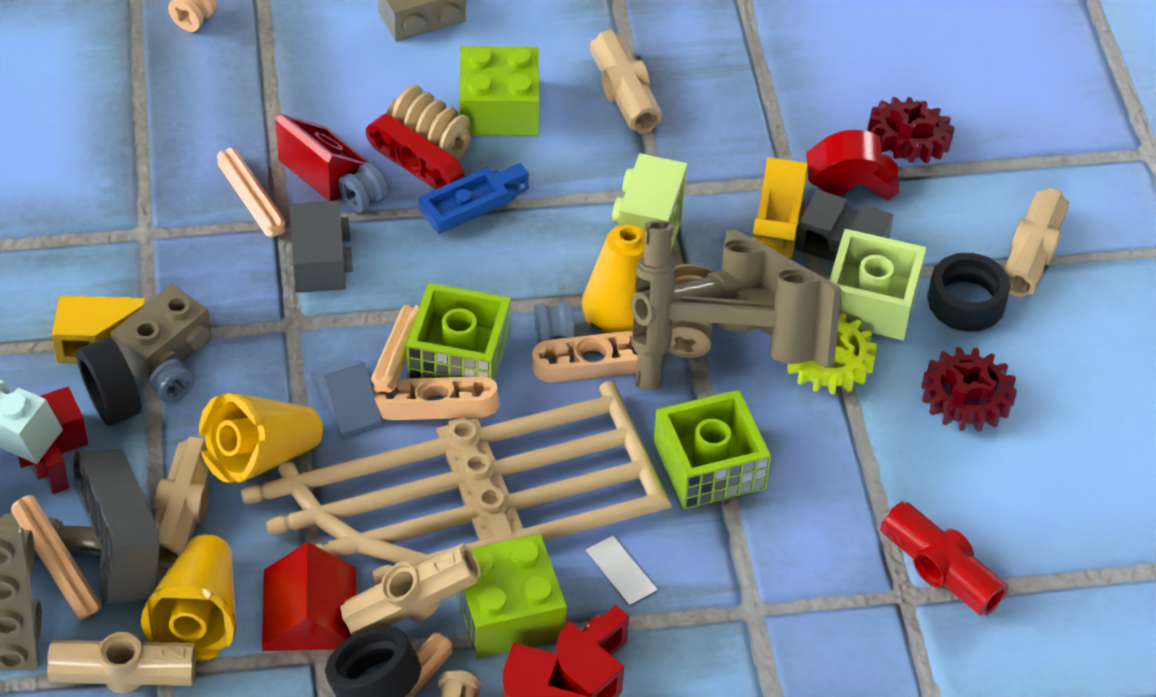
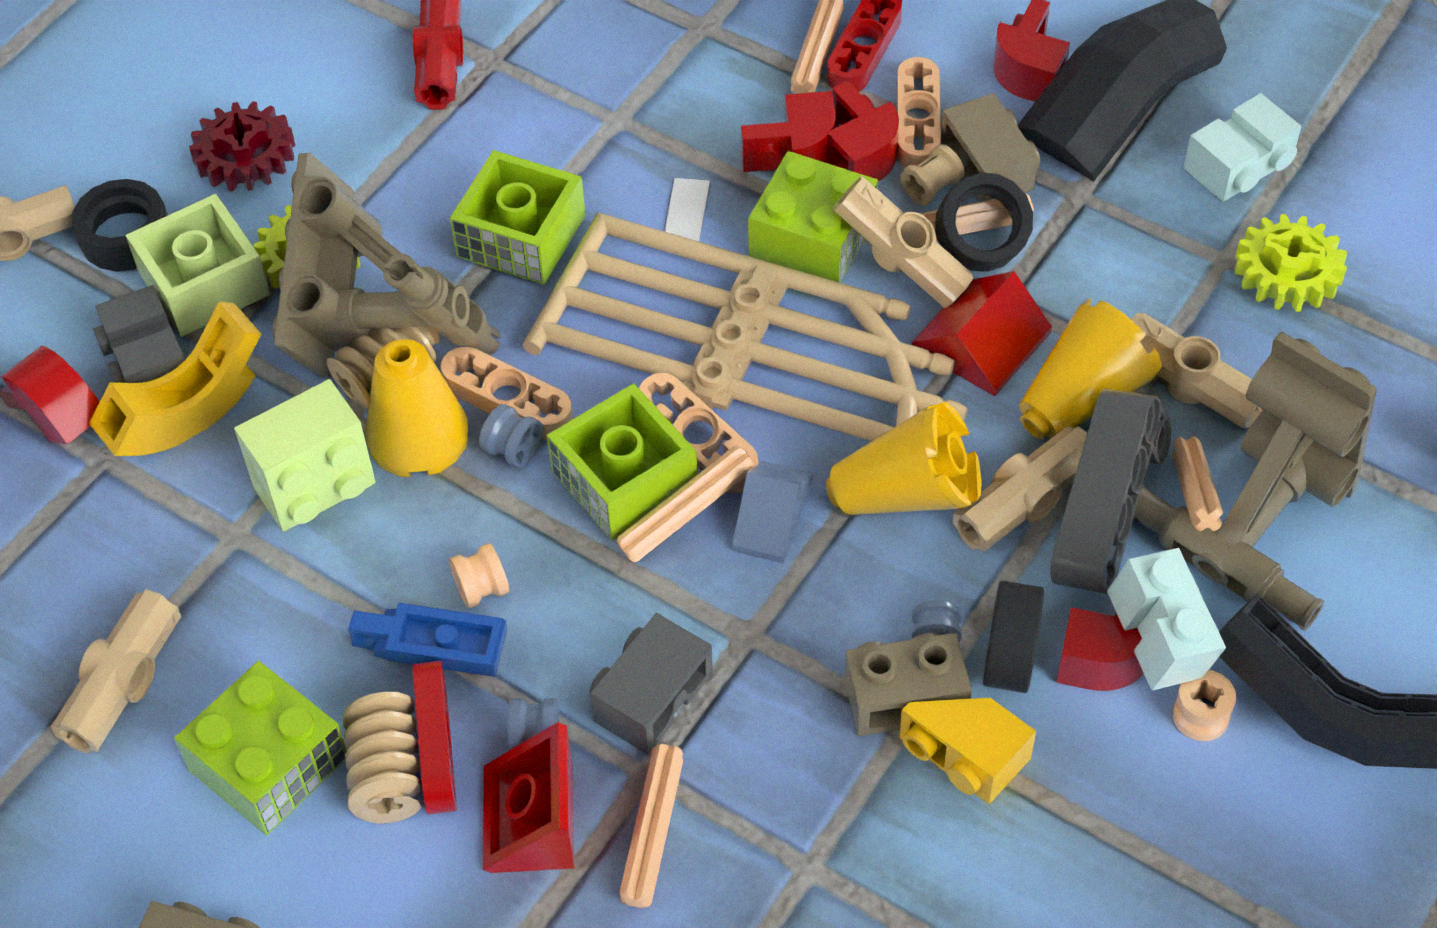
camera: 135 degrees left, 5 degrees up
(481, 238) = (479, 575): none -> light nougat wheel

